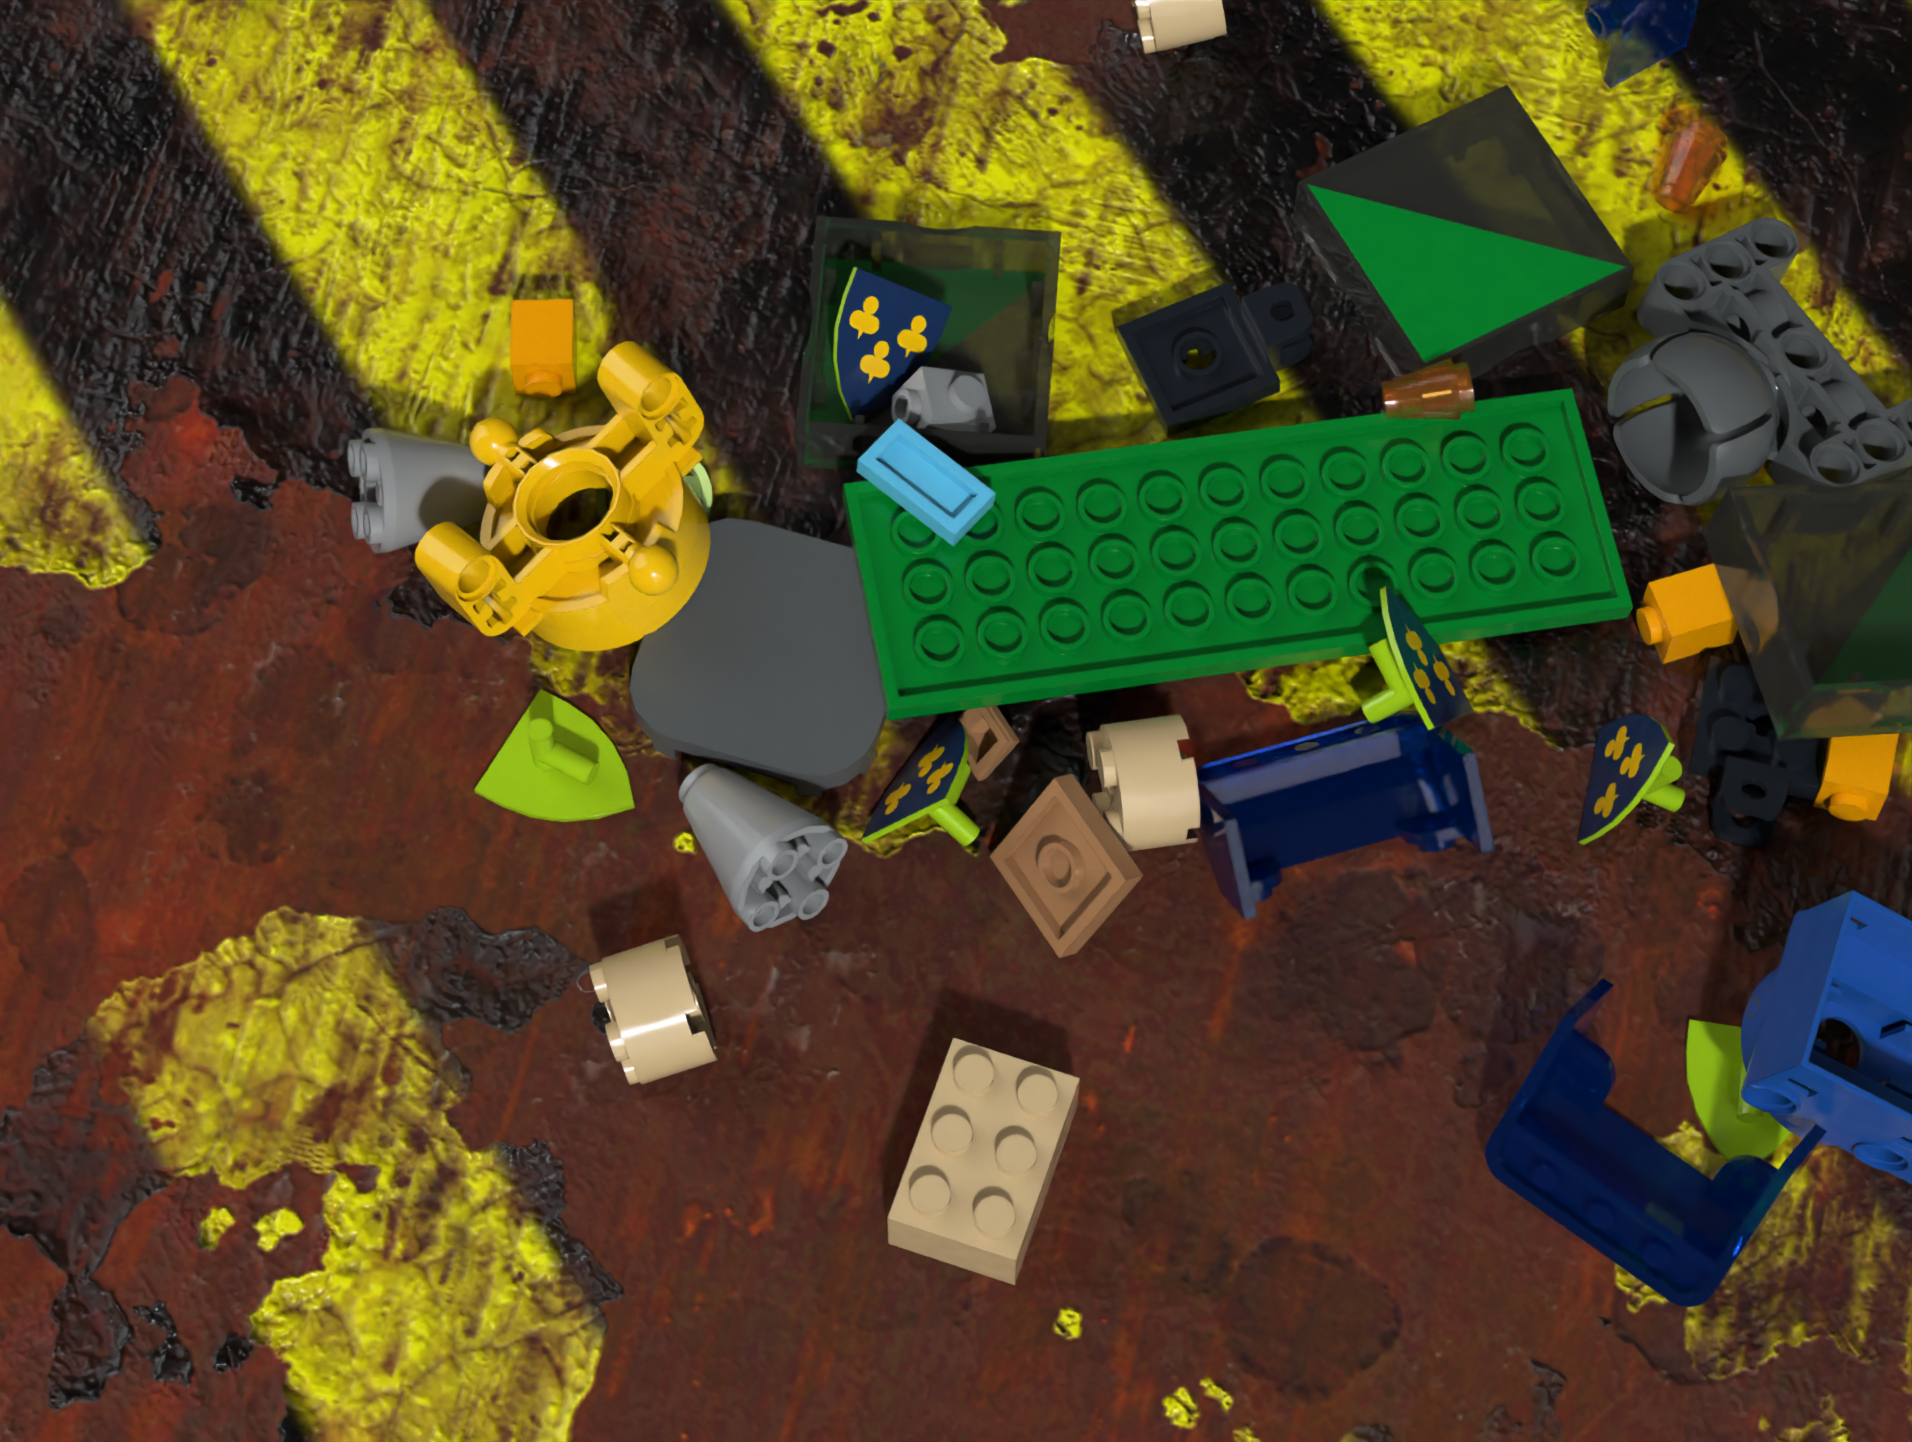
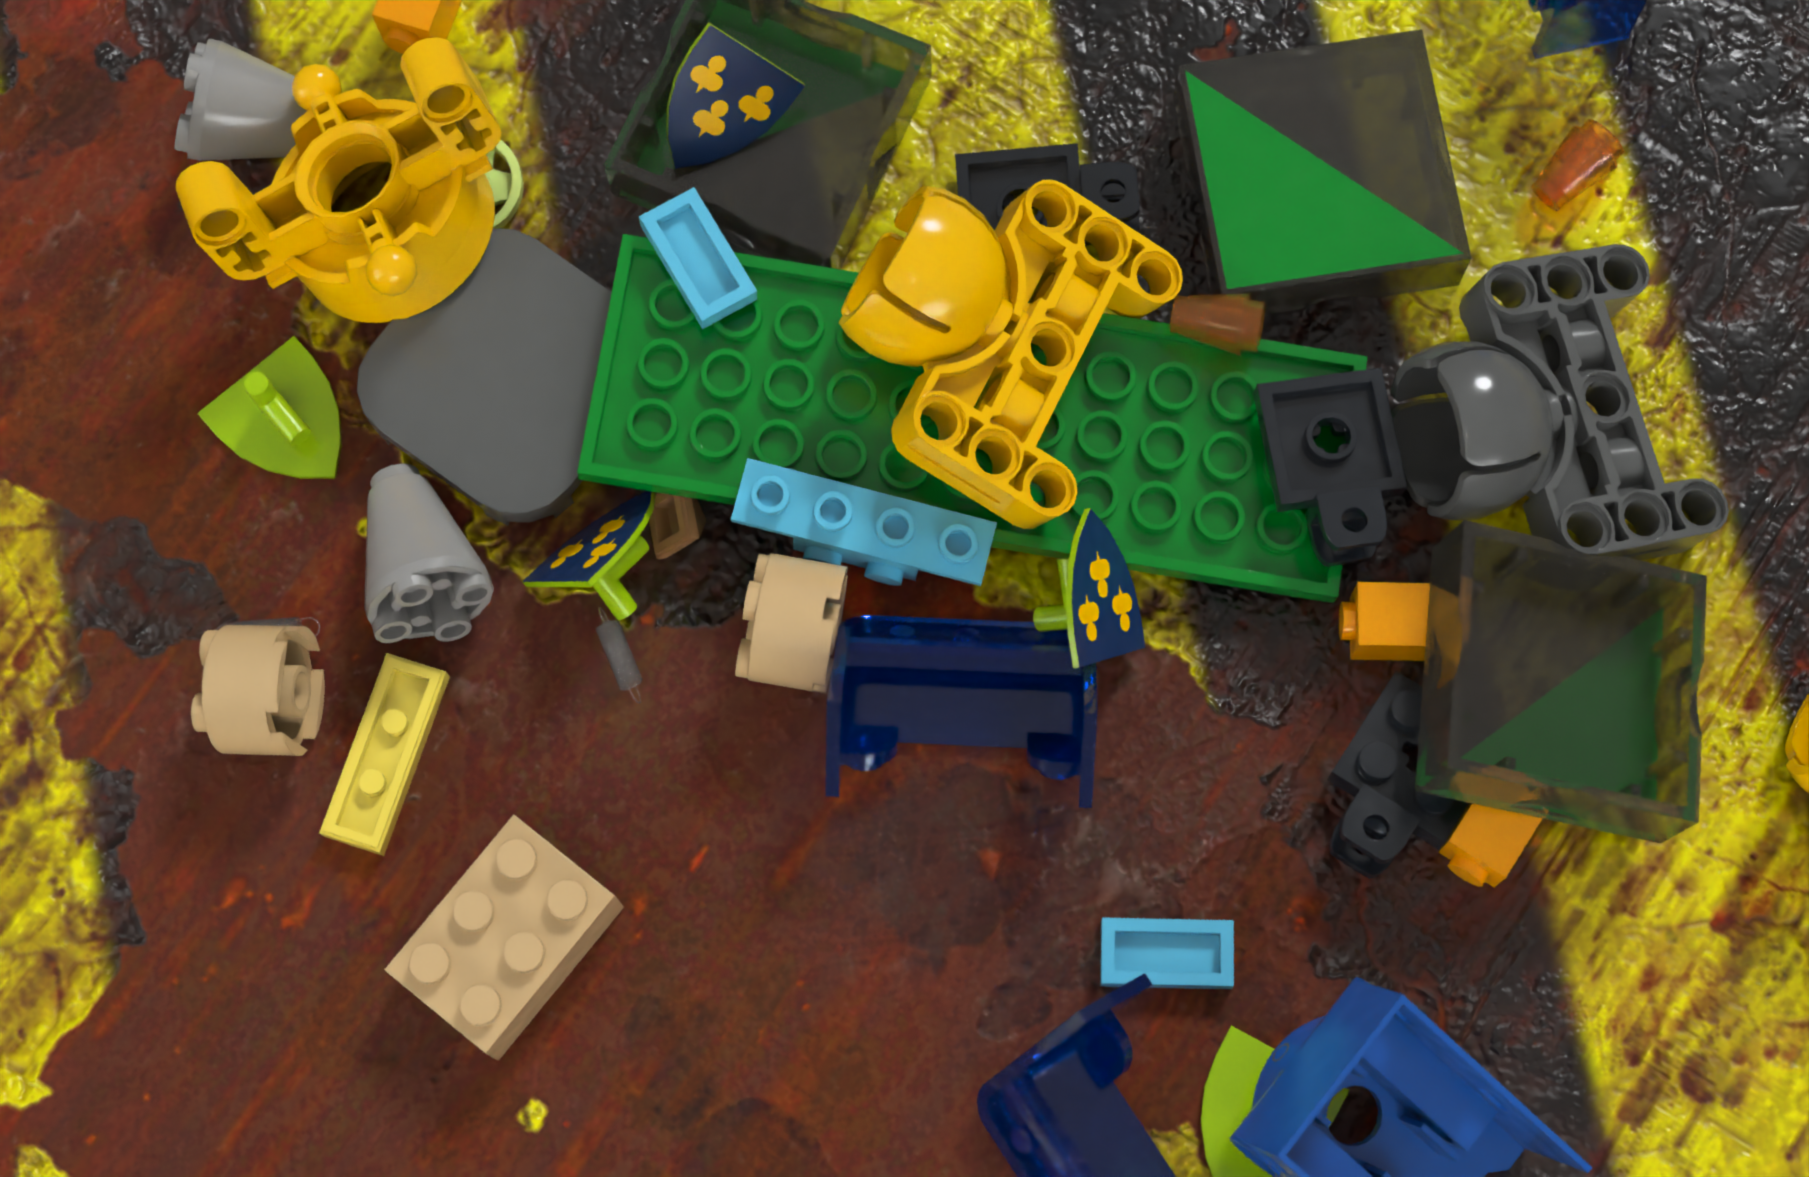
camera: 25 degrees right, 10 degrees up
(790, 1041) = (385, 754): none -> light yellow tile
(943, 401) = (761, 179): light grey bracket -> none
(980, 877) = (619, 655): none -> clear piece
(1066, 865) = (690, 677): medium nougat plate -> none
(1175, 676) = (863, 526): none -> medium azure bracket
(1243, 448) = (960, 308): none -> yellow beam
(1600, 506) = (1339, 487): none -> black plate
(1629, 766) = (1263, 764): shield -> none
(1630, 960) = (1168, 952): none -> medium azure tile

